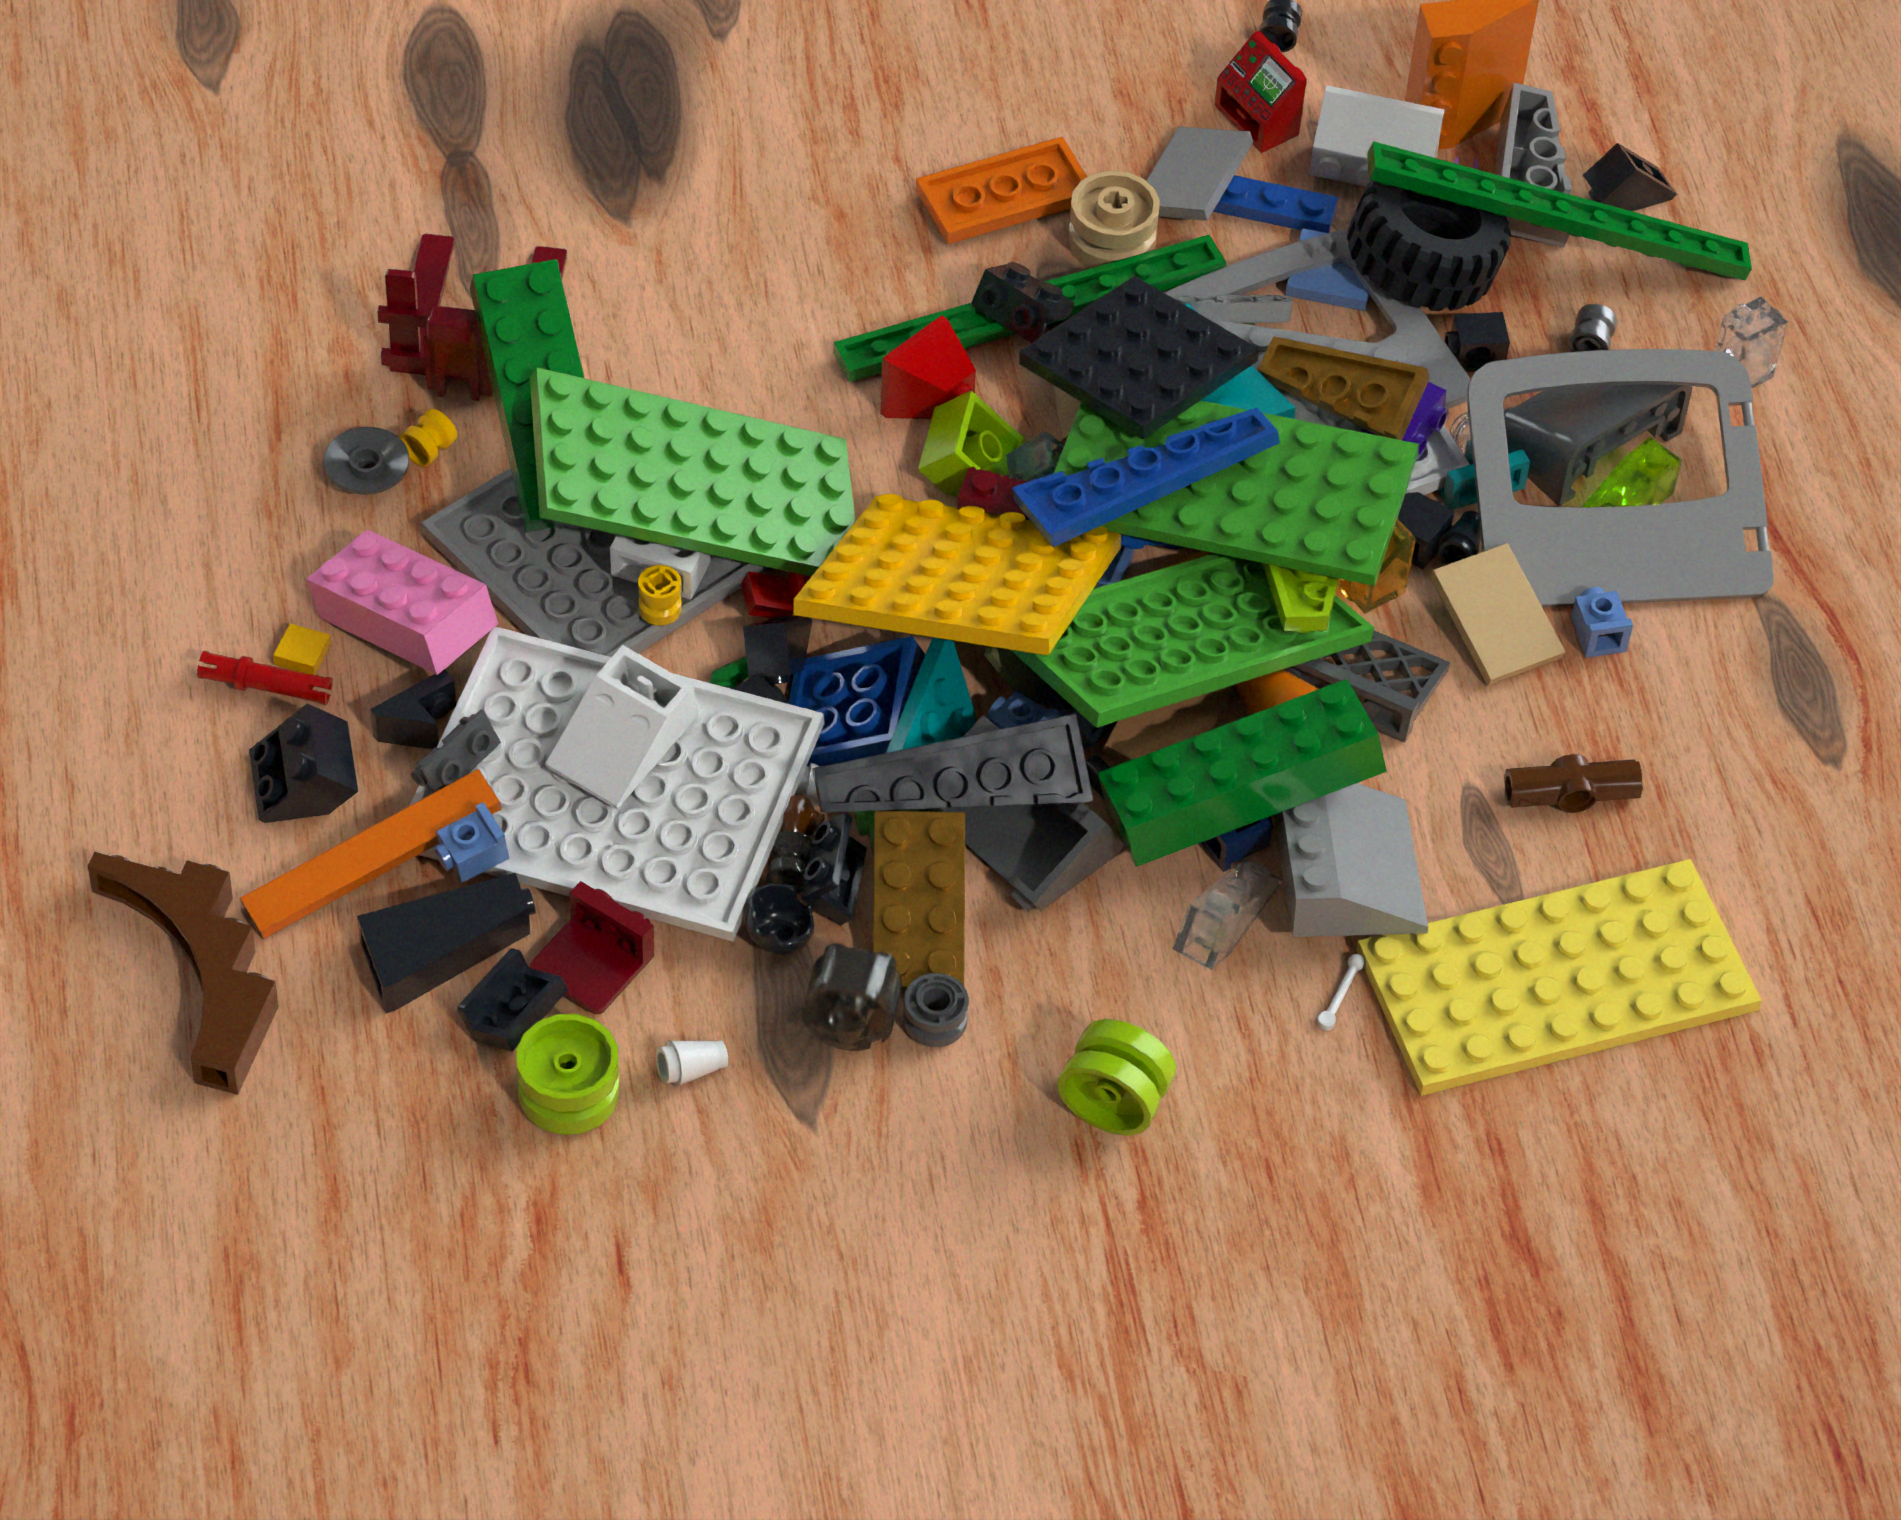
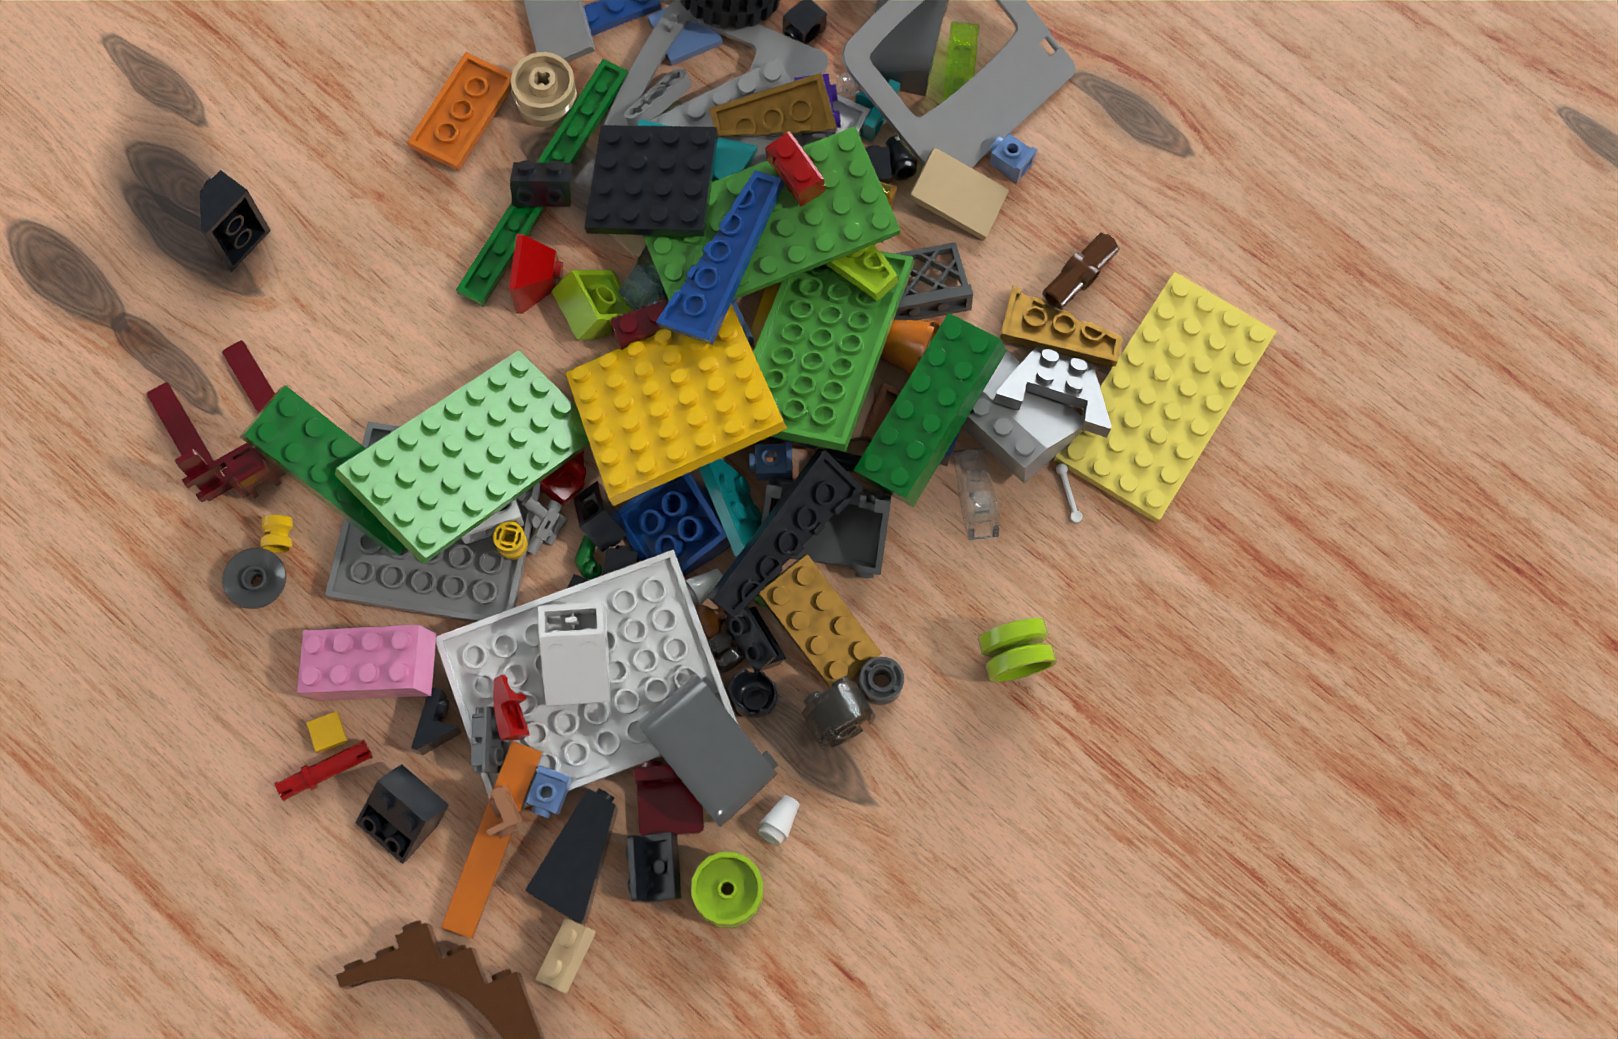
camera: 40 degrees left, 20 degrees up
(340, 1013) = (565, 955): none -> tan bracket
(409, 825) = (504, 806): none -> nougat bracket
(500, 736) = (507, 710): none -> red slope
(655, 123) = (230, 219): none -> black slope
(674, 924) = (708, 749): none -> dark grey windscreen
(716, 614) = (545, 522): none -> light grey piece
(1302, 432) = (795, 169): none -> red brick
(1429, 855) = (1060, 379): none -> wing
(1476, 814) = (1037, 324): none -> pearl gold wing

